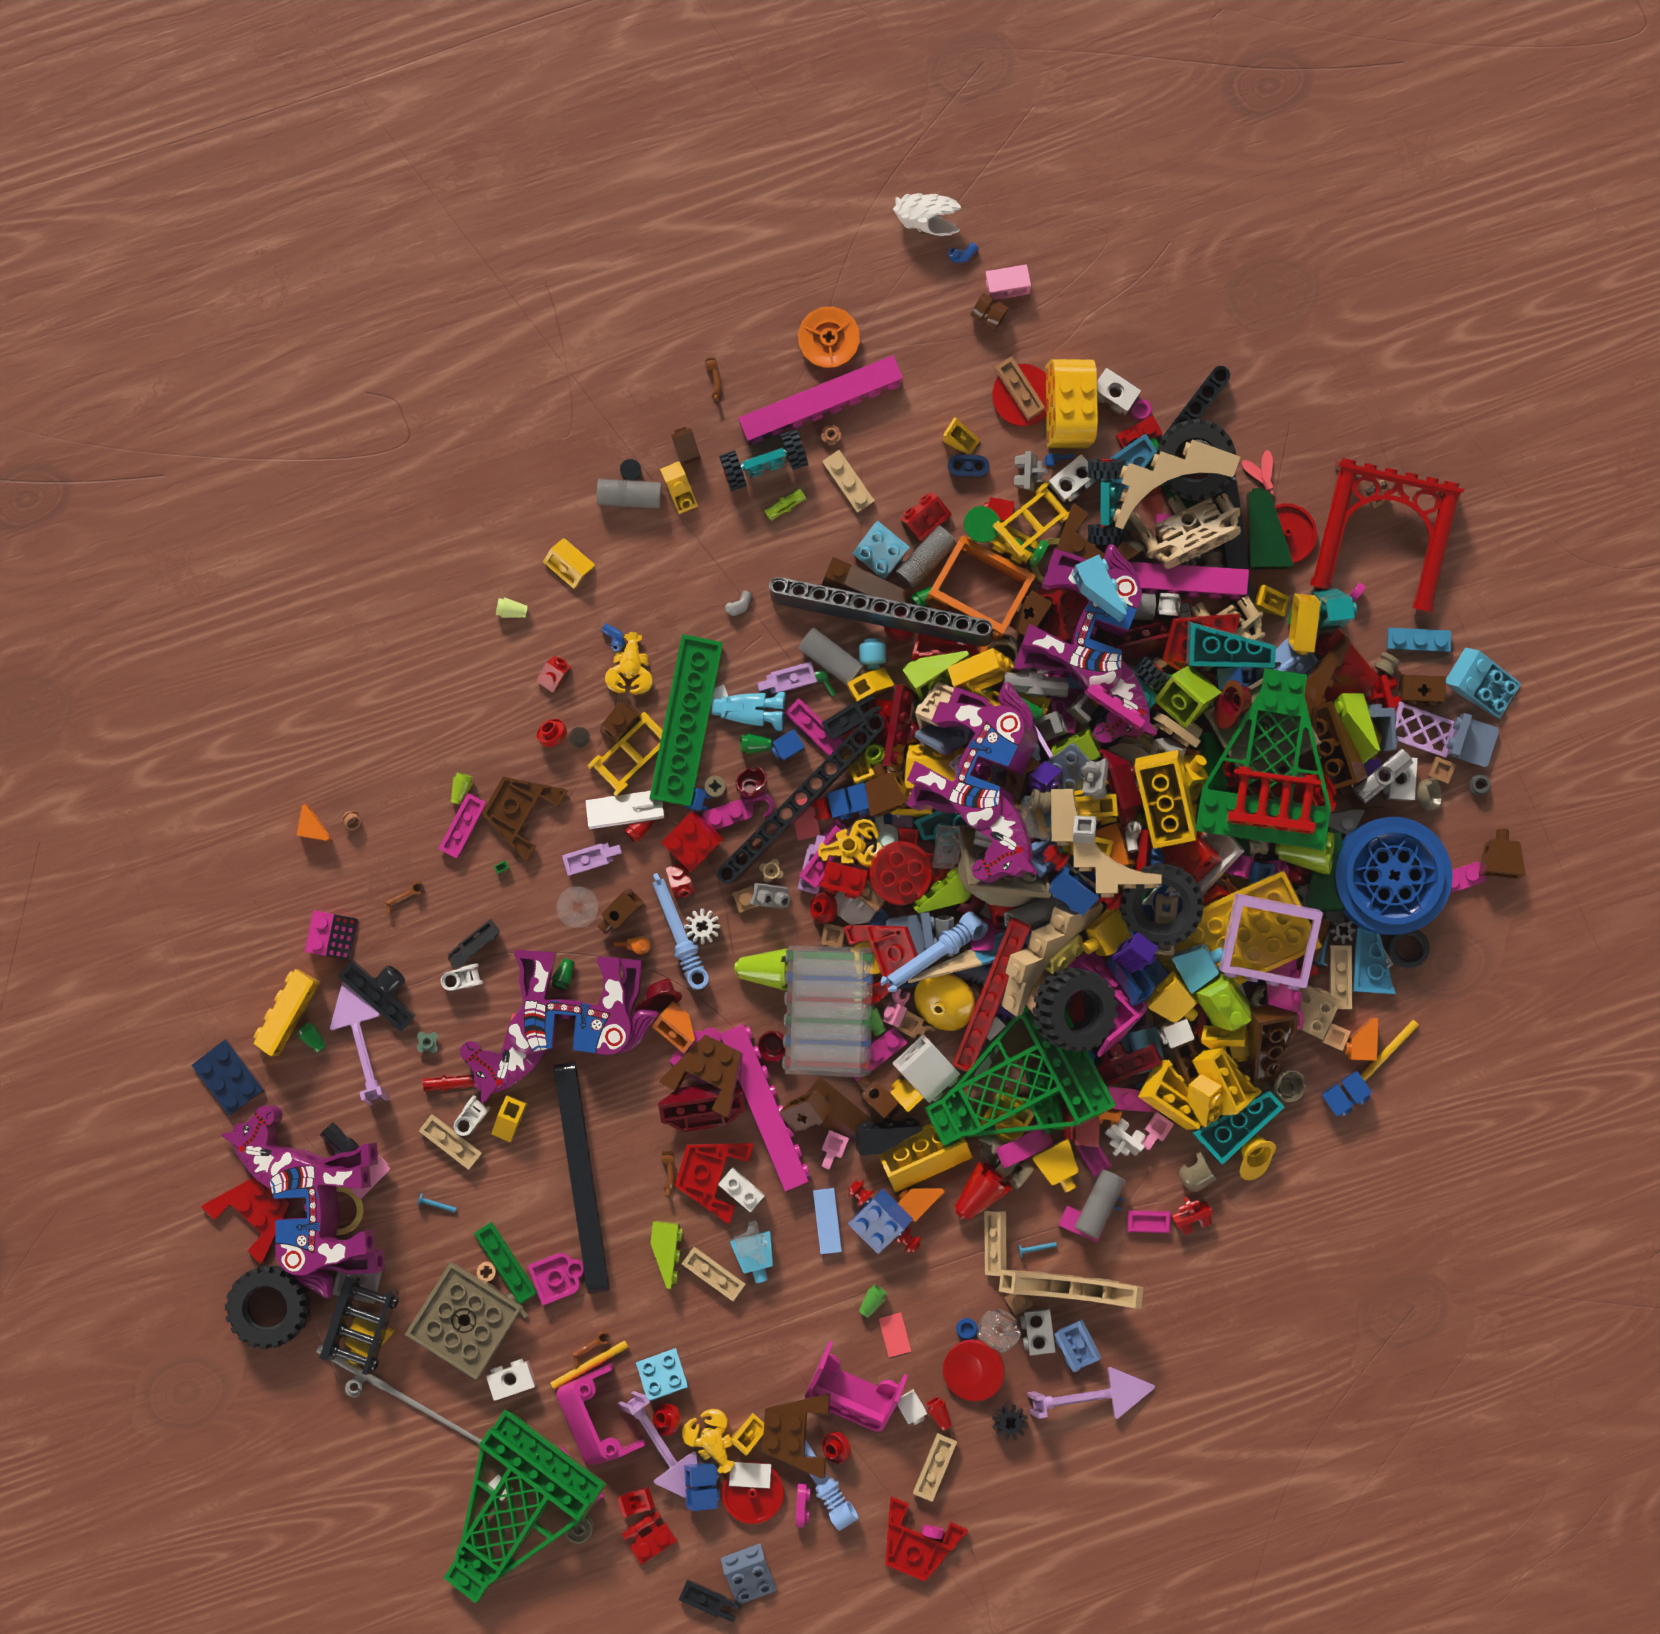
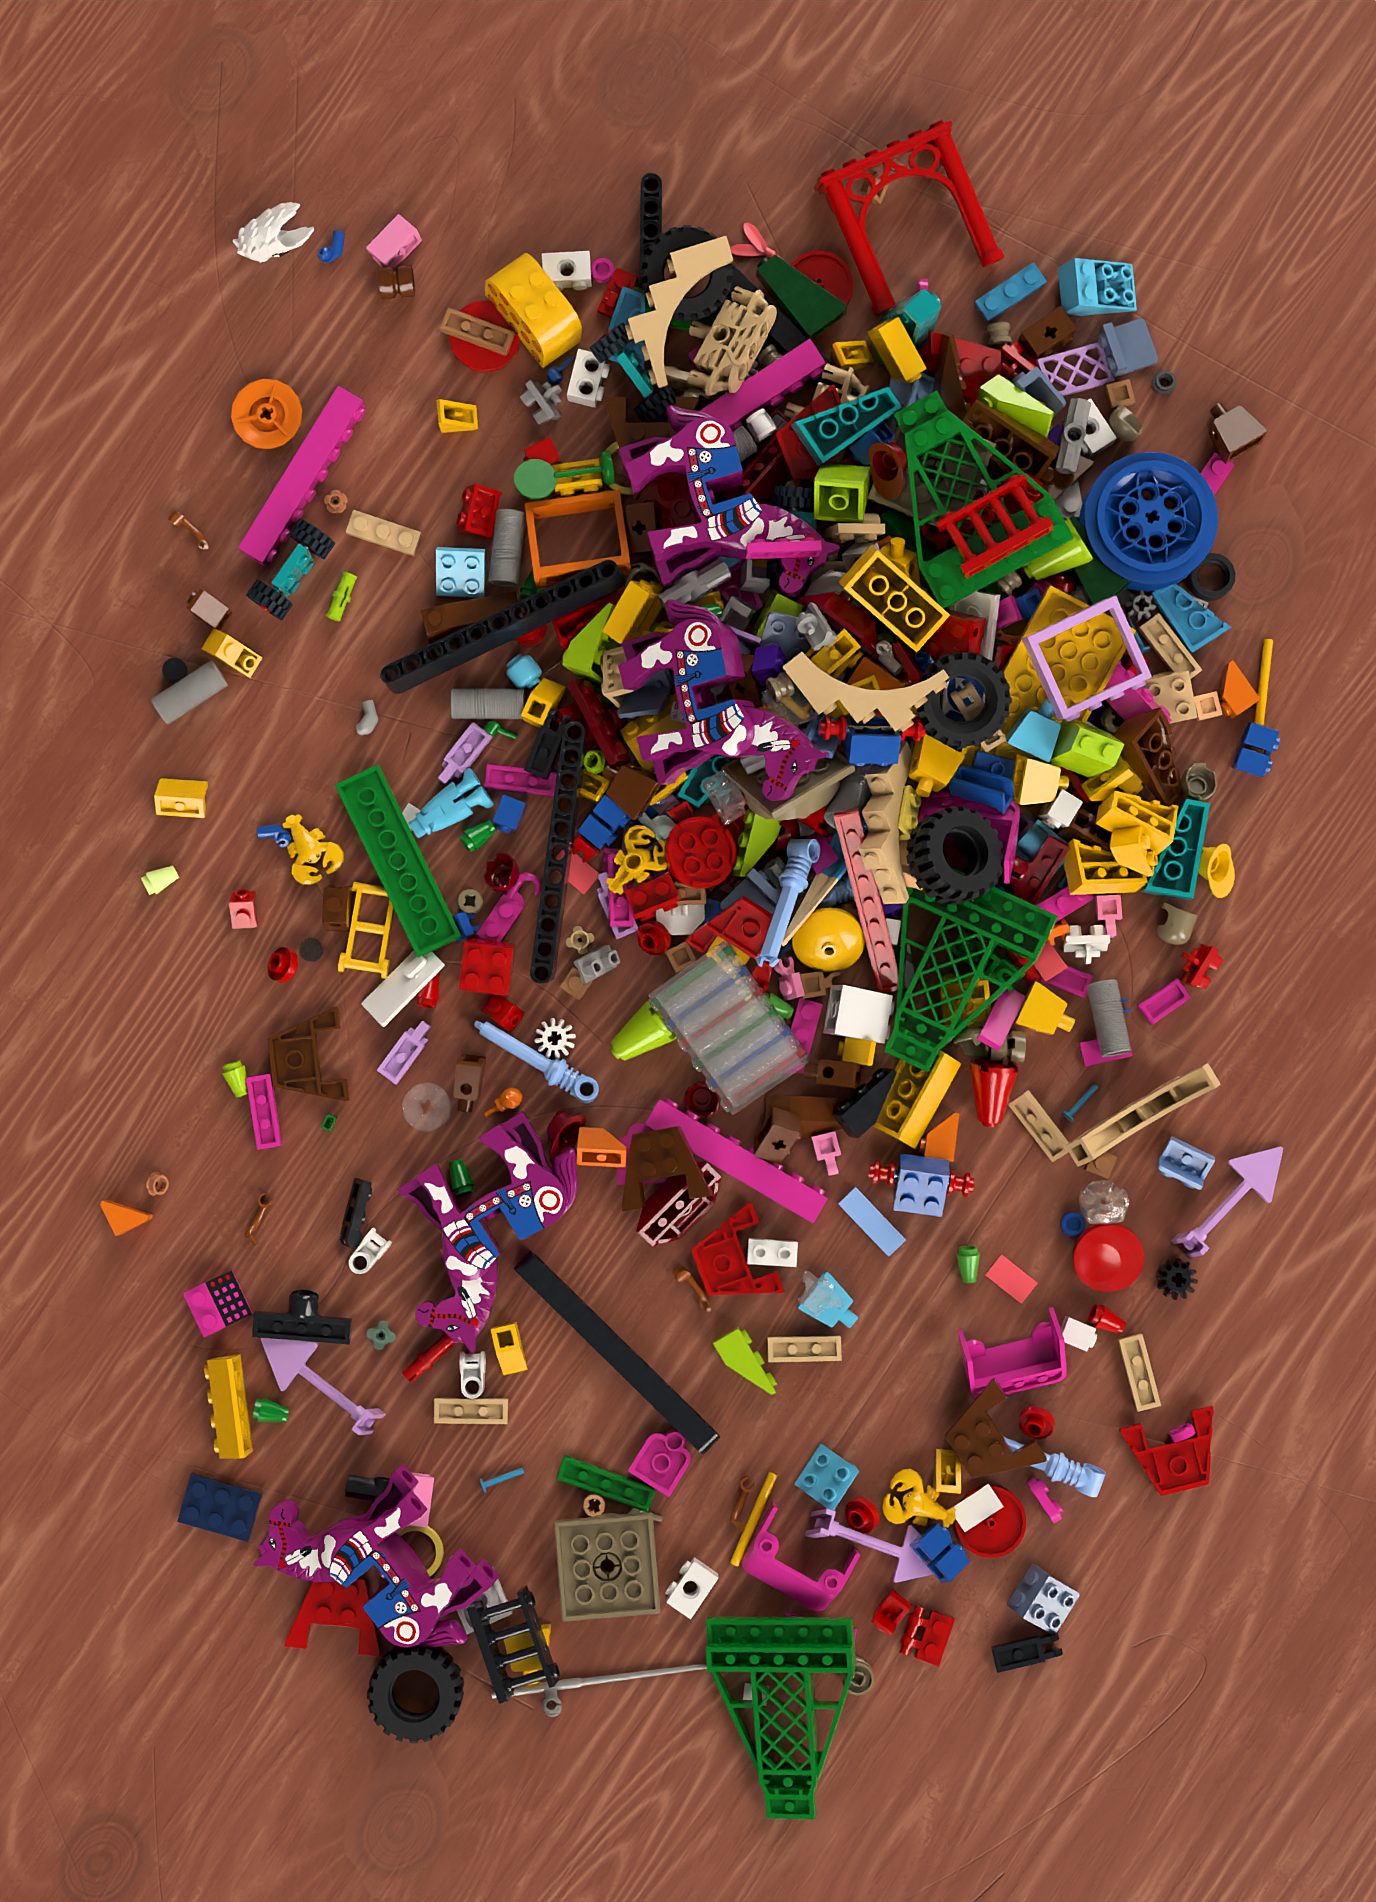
camera: 35 degrees left, 0 degrees up
(968, 466) = (481, 435): dark blue plate -> none
(1040, 492) = (567, 411): yellow piece -> none
(1043, 1330) = (1144, 1172): light grey brick -> none
(1084, 829) = (841, 680): light grey slope -> none
(1097, 586) = (687, 449): medium azure slope -> none
(1135, 953) = (972, 761): dark purple brick -> none

